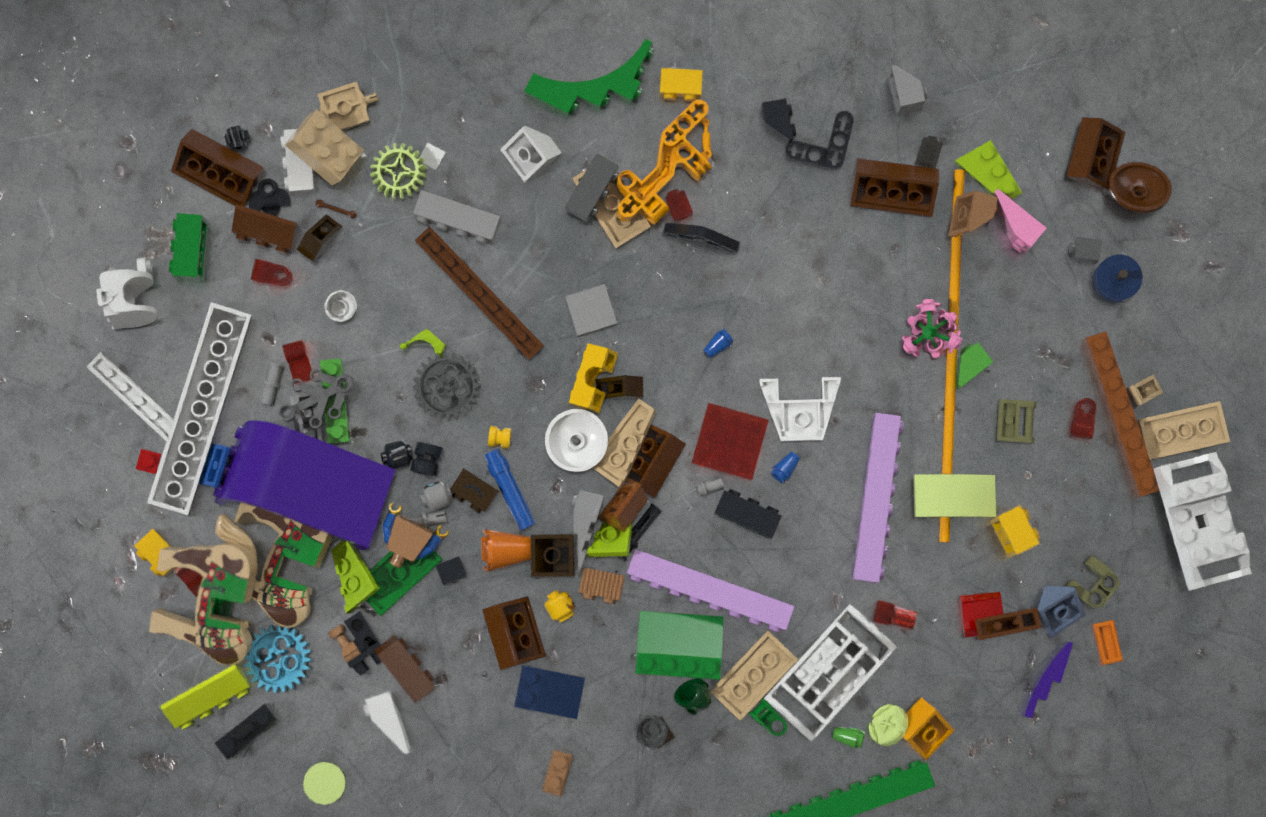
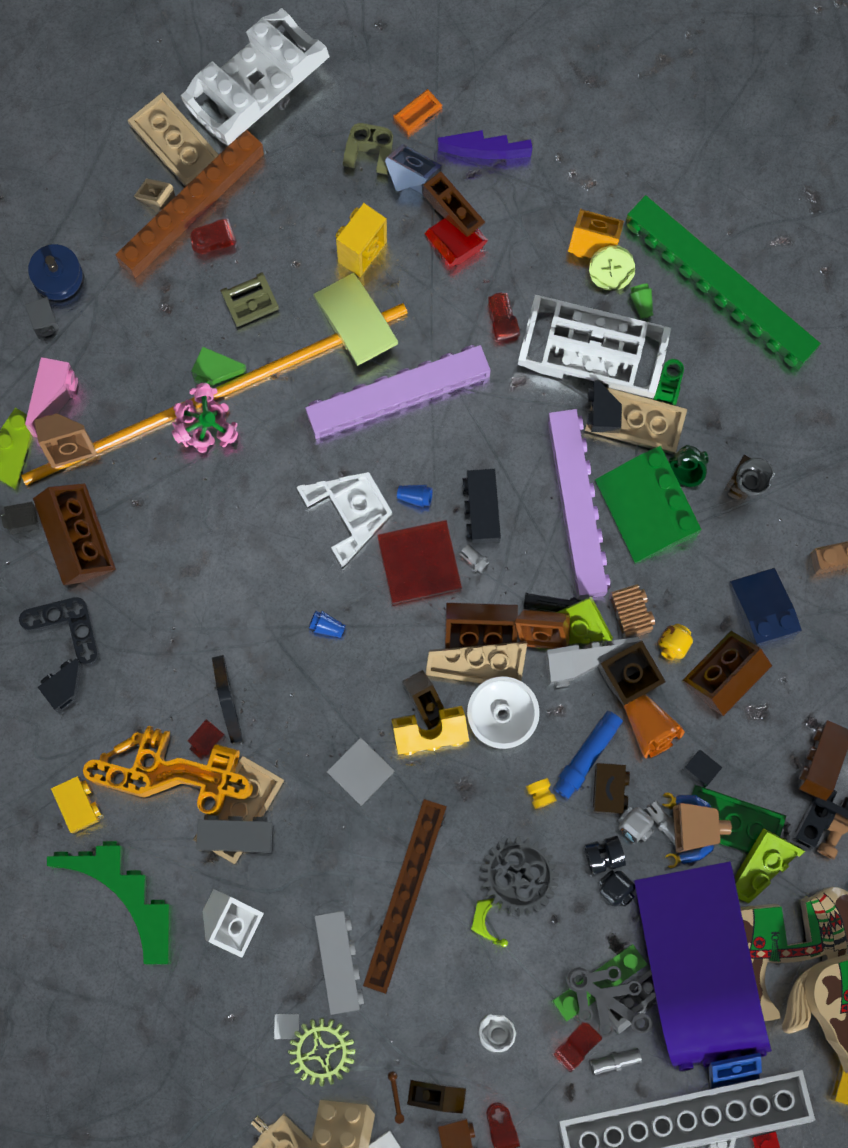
camera: 120 degrees left, 5 degrees down
(771, 651) = (606, 410): none -> black slope

